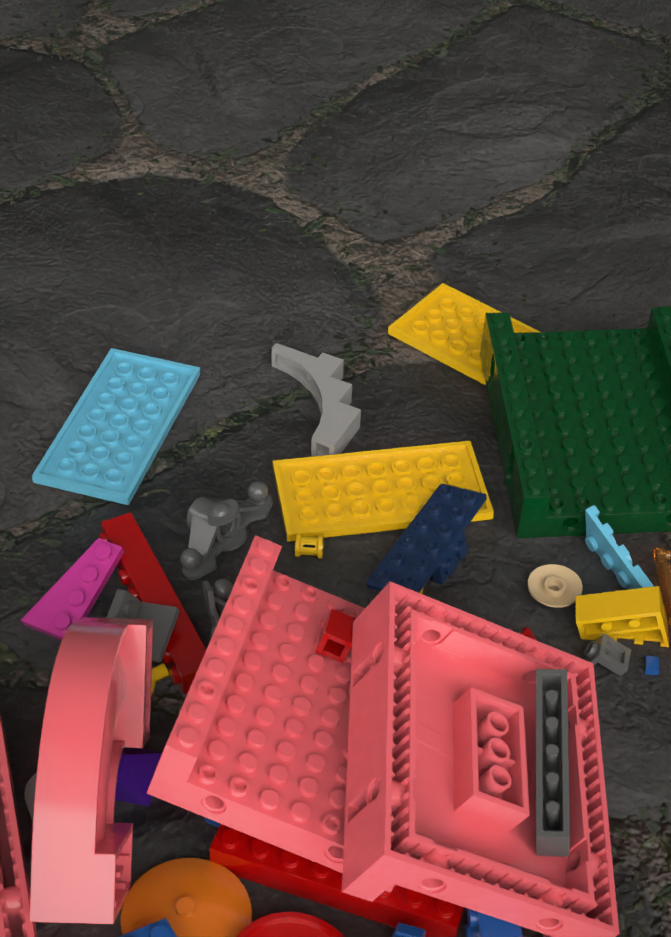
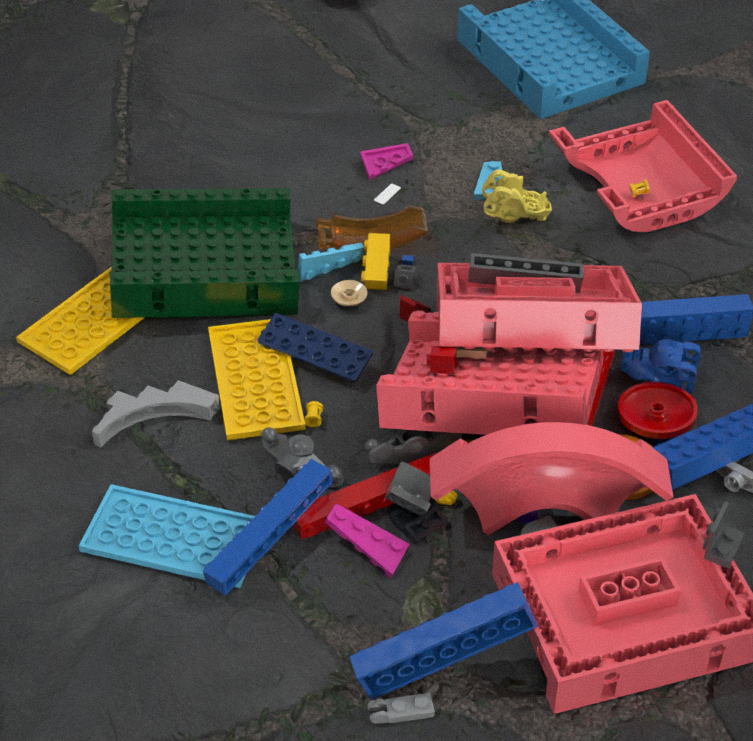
camera: 90 degrees left, 0 degrees up
(100, 488) = (267, 527): none -> blue brick

